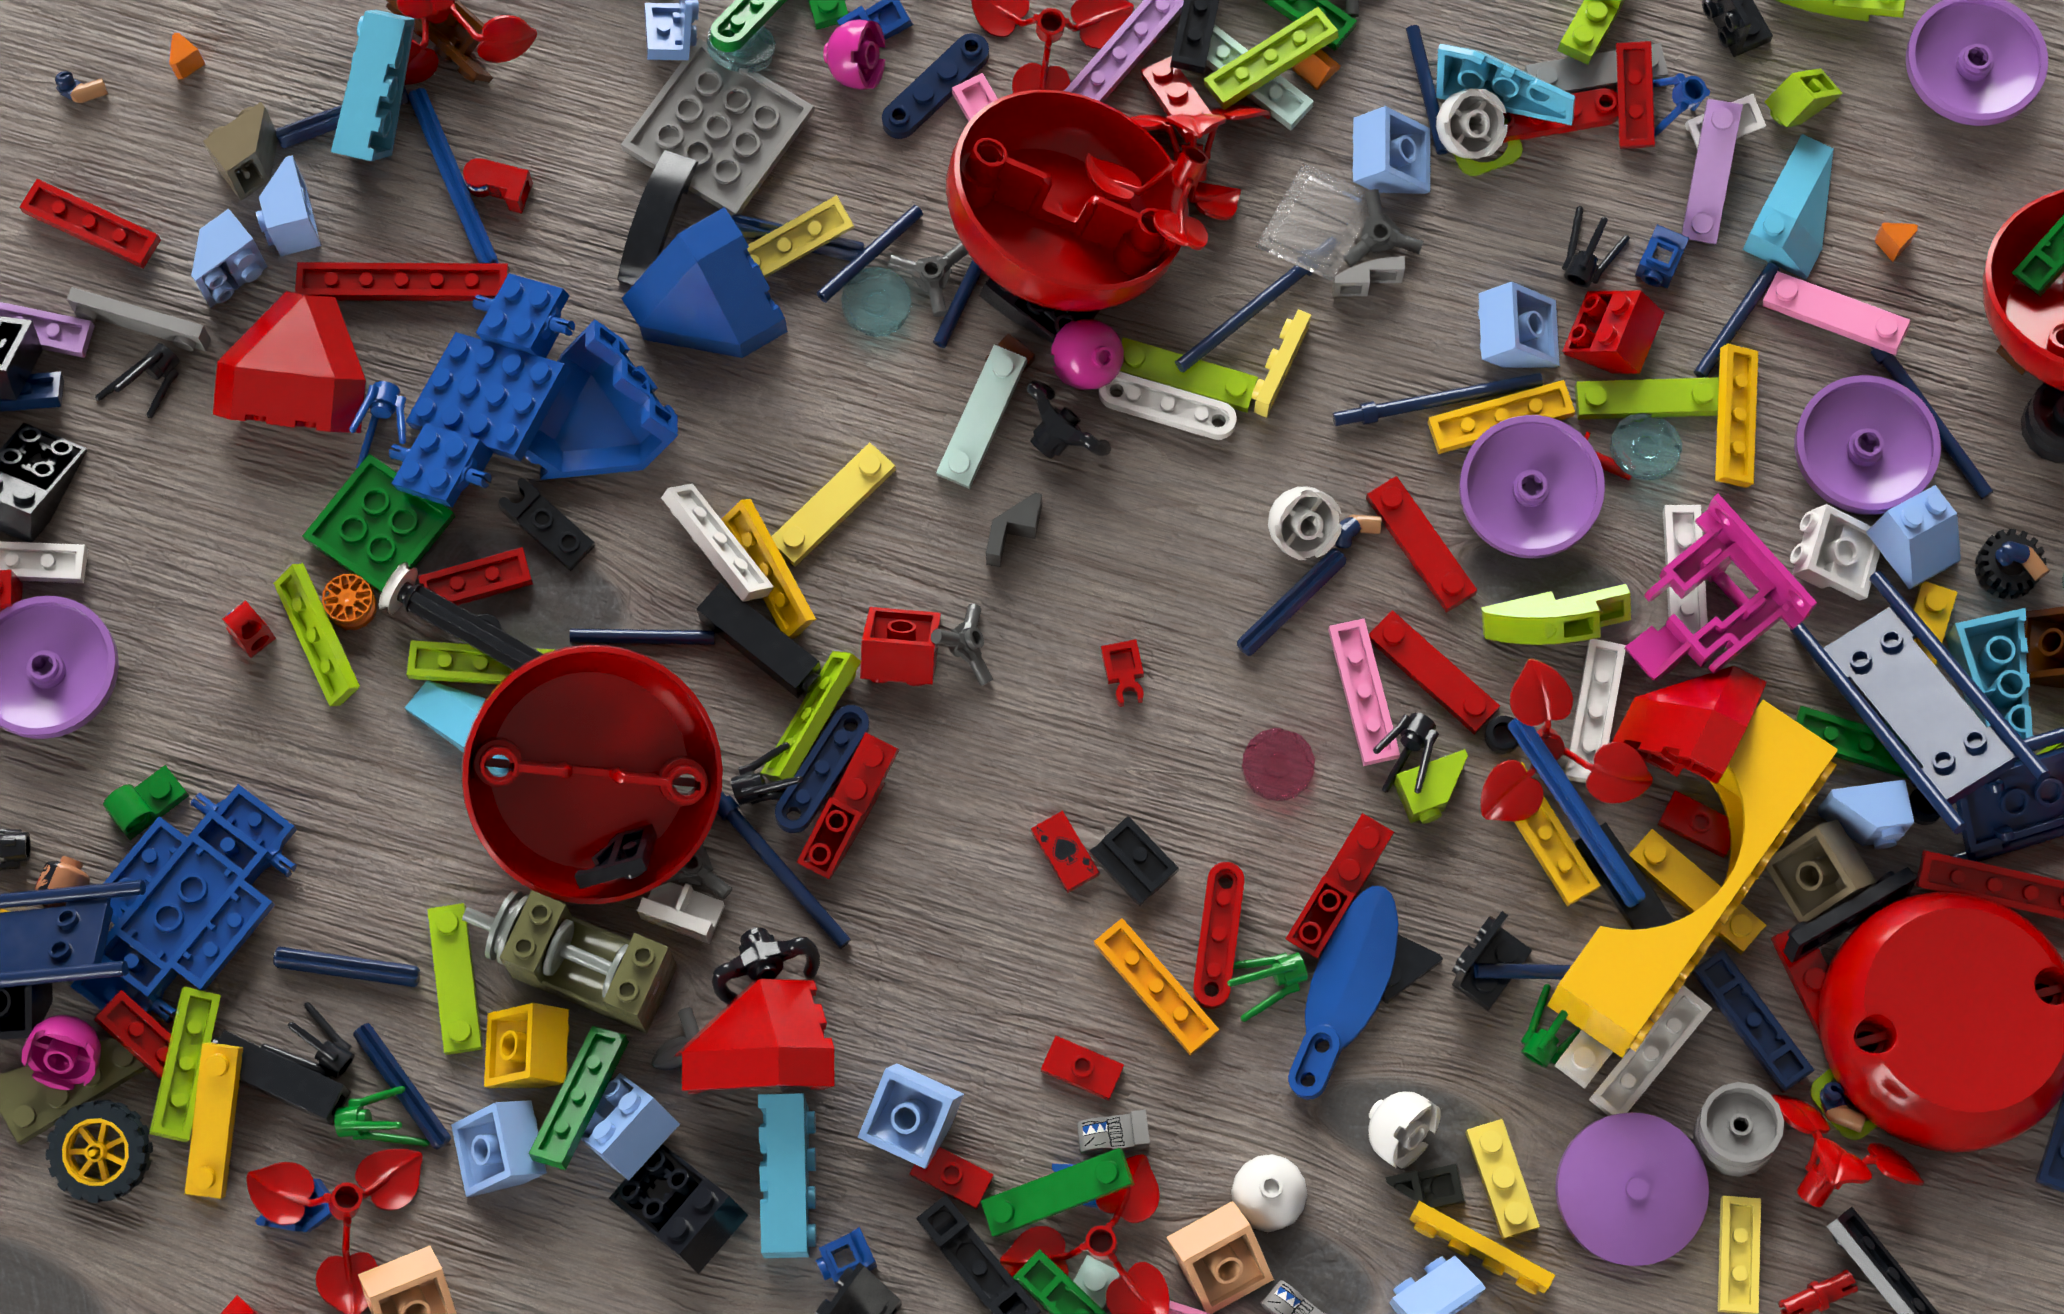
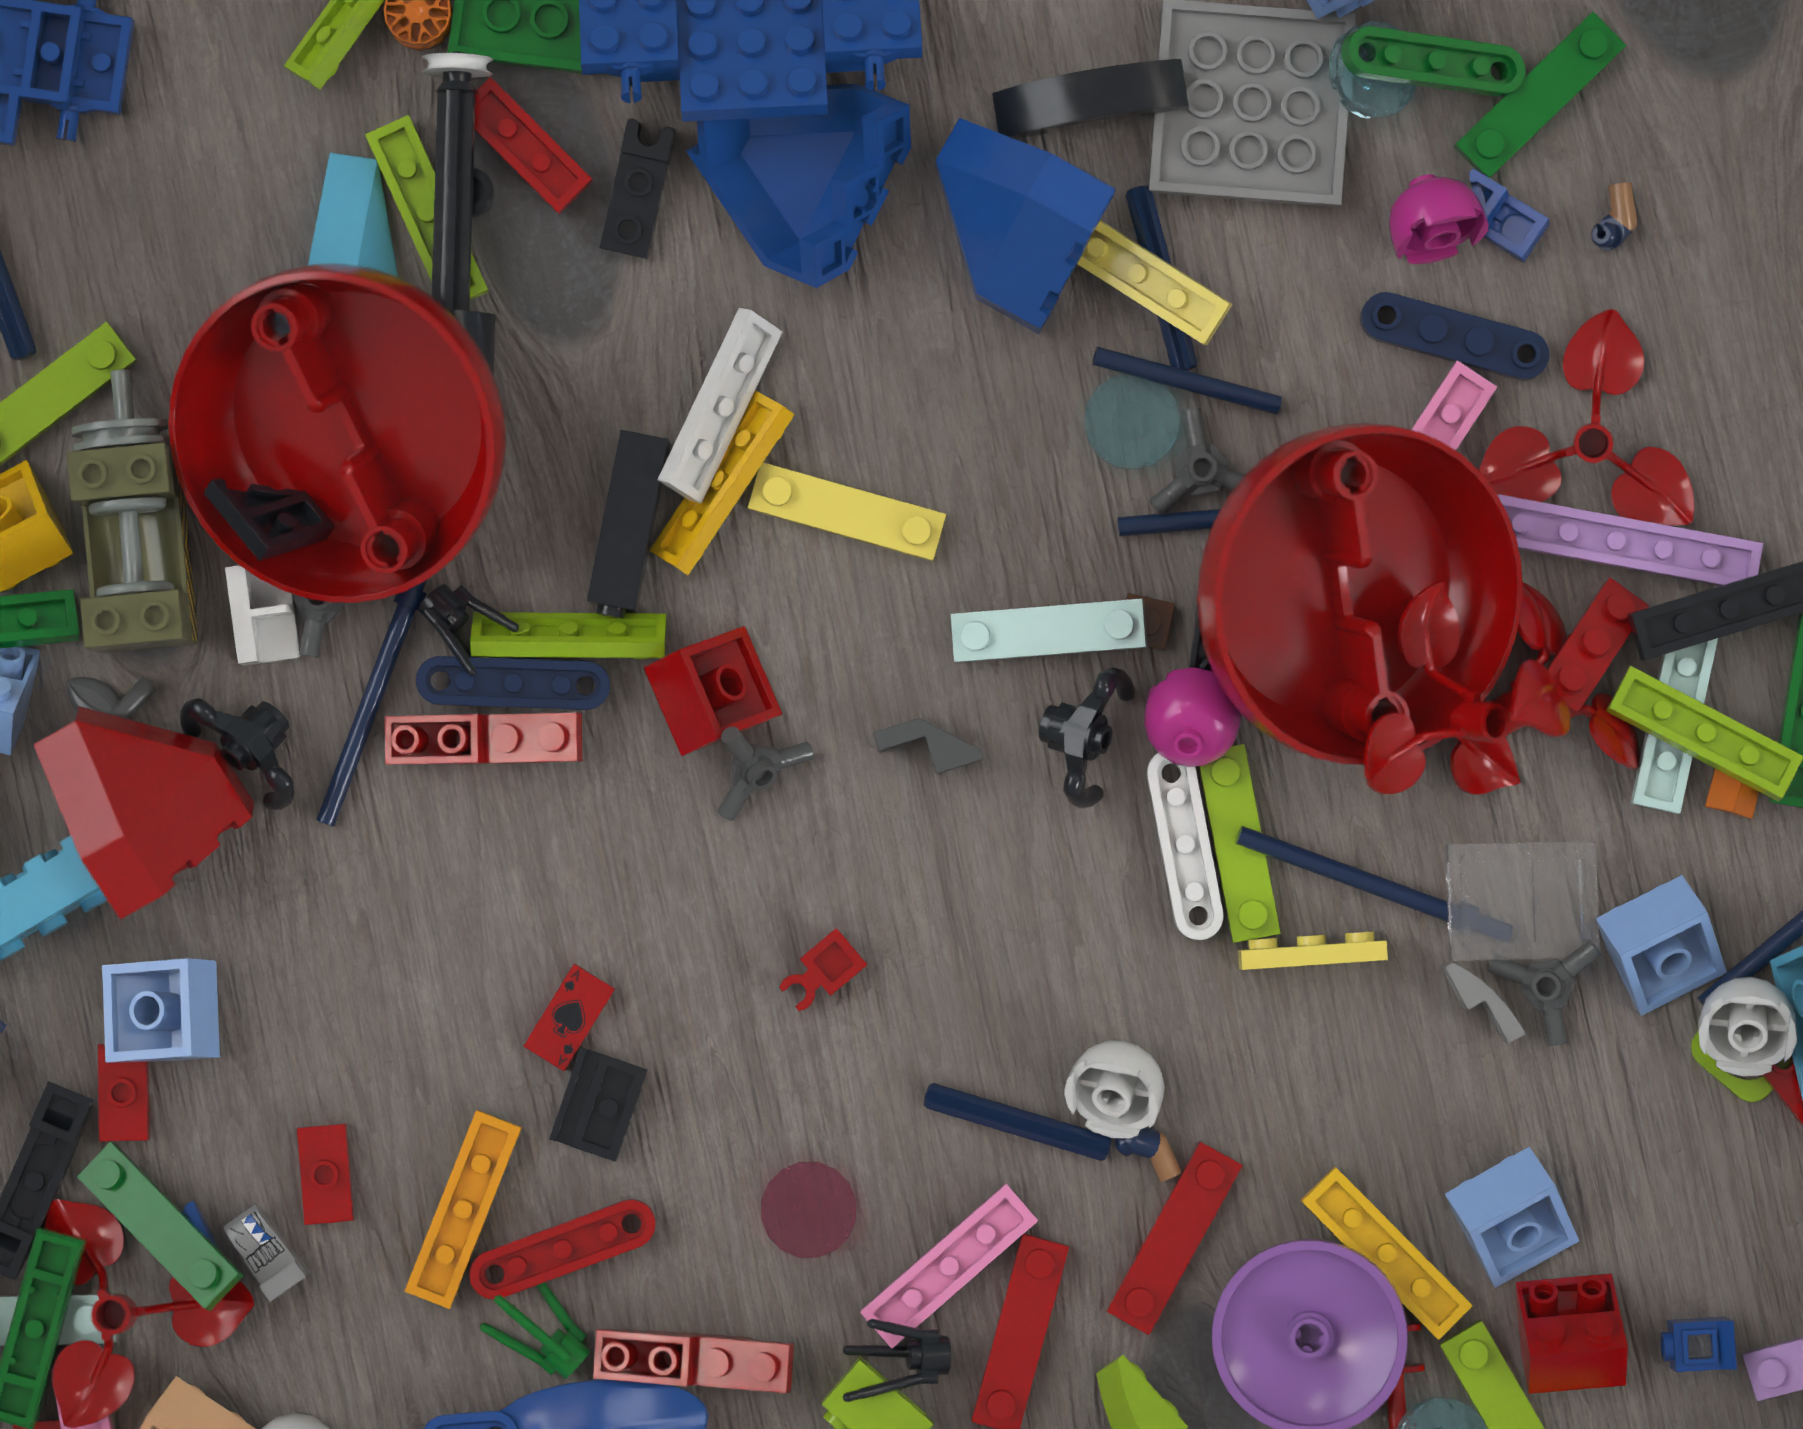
camera: 55 degrees right, 15 degrees up
(642, 636) = (564, 380): dark blue bar -> none
(1370, 412) = (1309, 1092): dark blue bar -> none
(1583, 267) = (1637, 1255): black plant -> none

